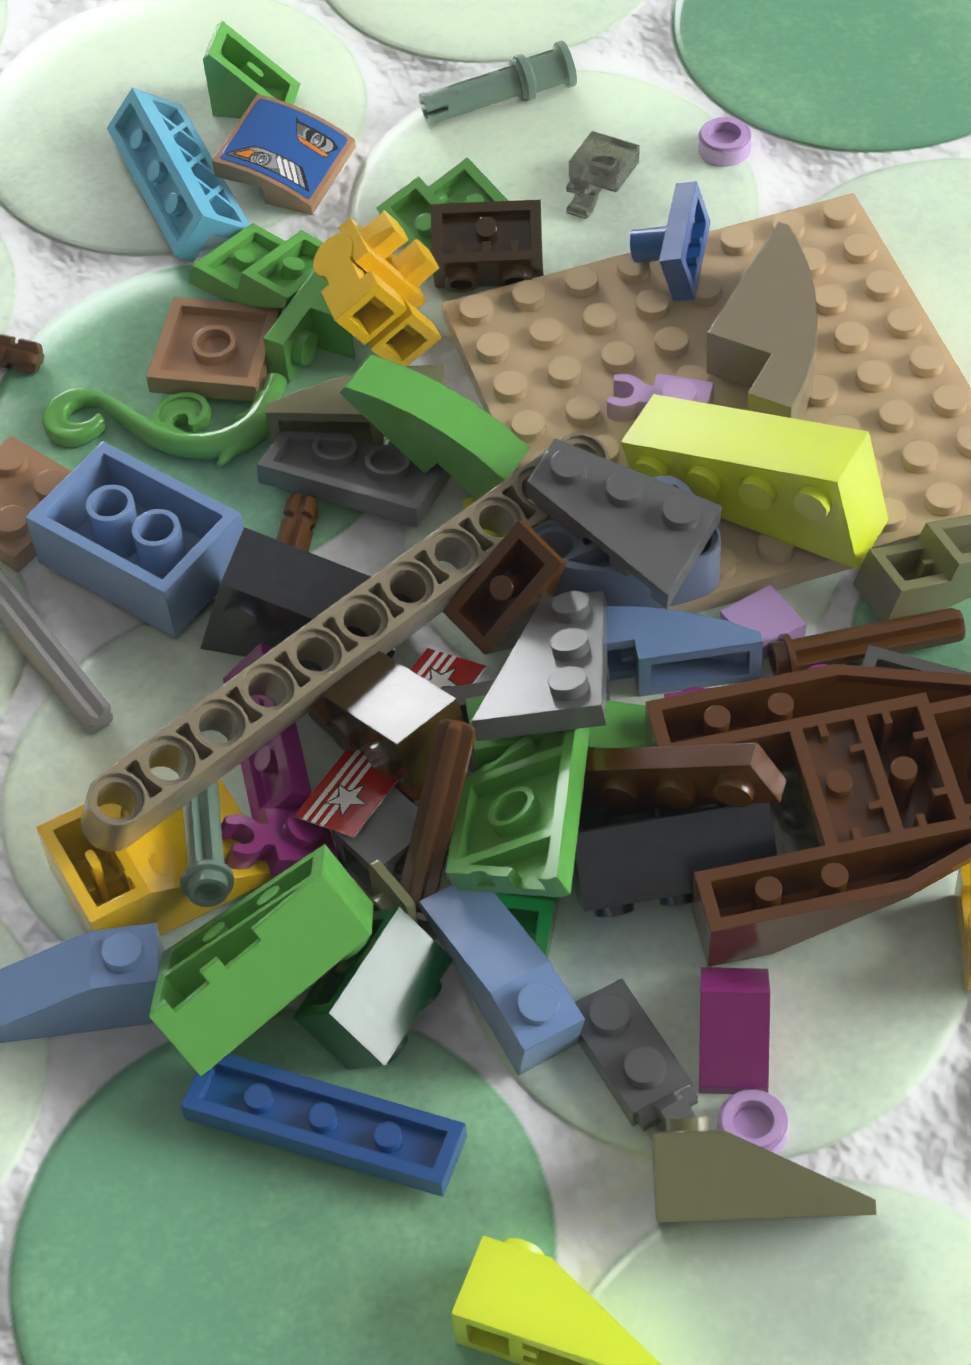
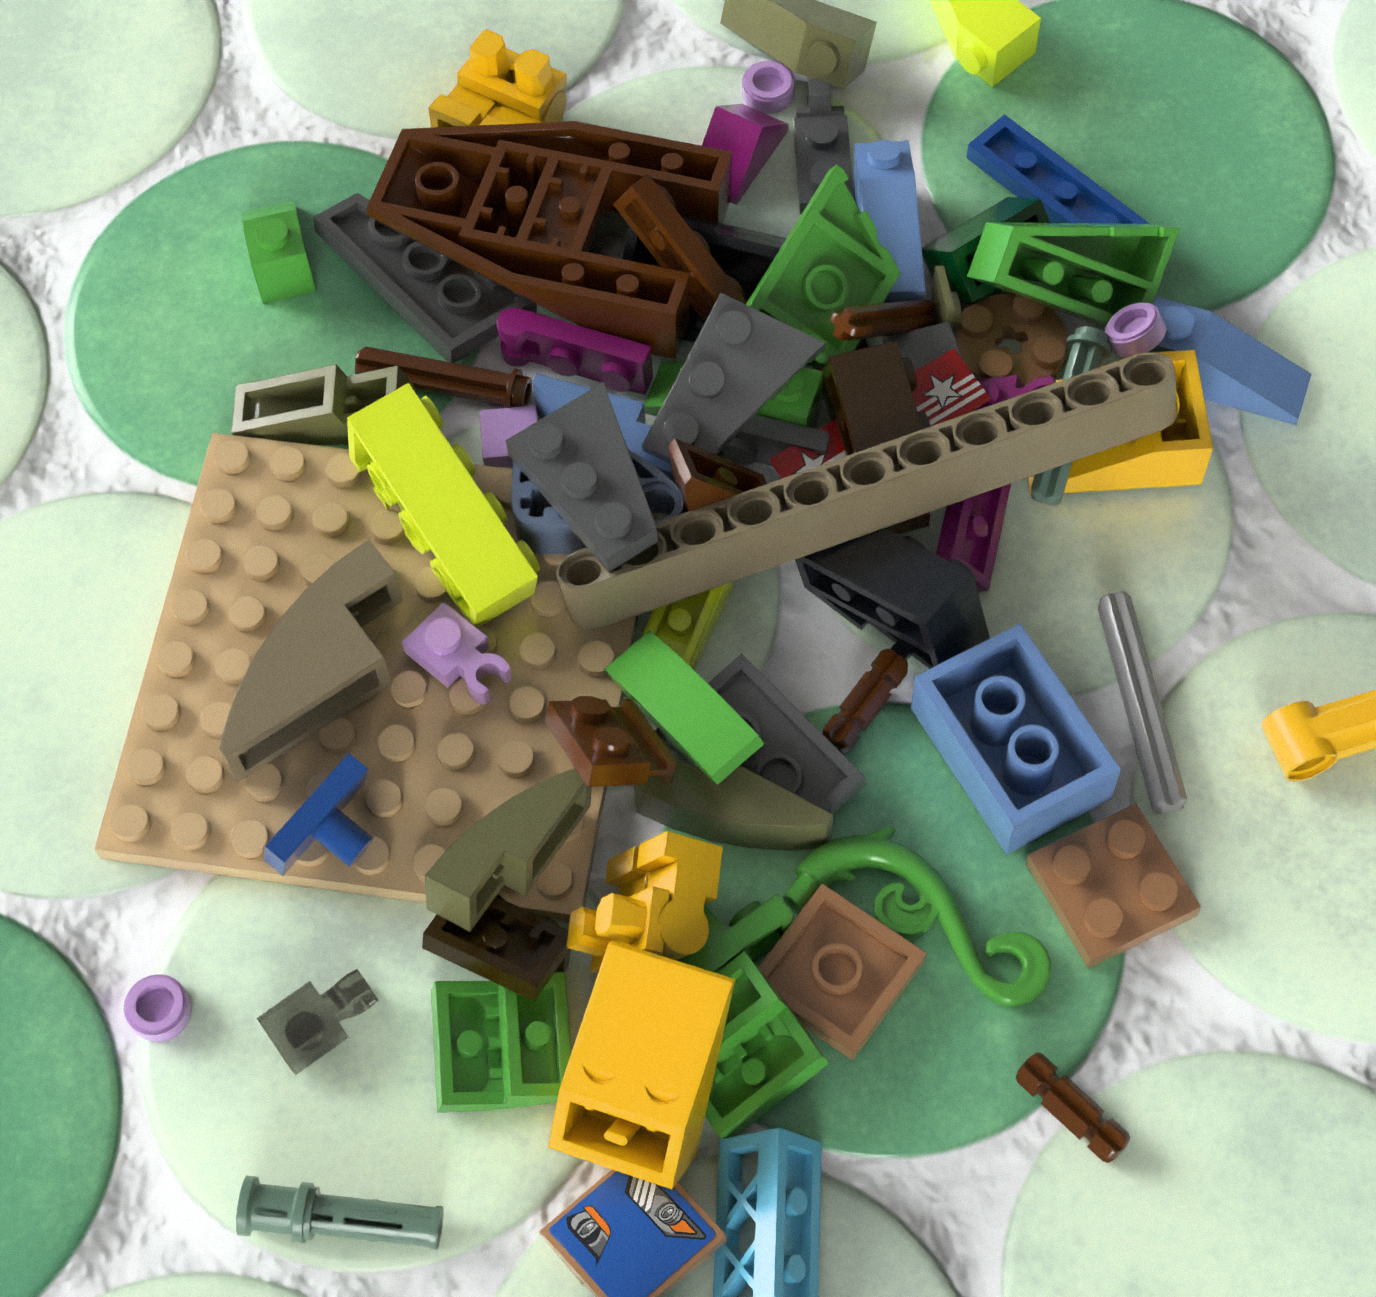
camera: 155 degrees left, 10 degrees up
(161, 912) = (1135, 329): none -> lavender tile
(319, 187) = (643, 1066): none -> yellow slope
(479, 362) = (609, 742): none -> reddish brown plate
(511, 266) = (506, 848): none -> olive slope

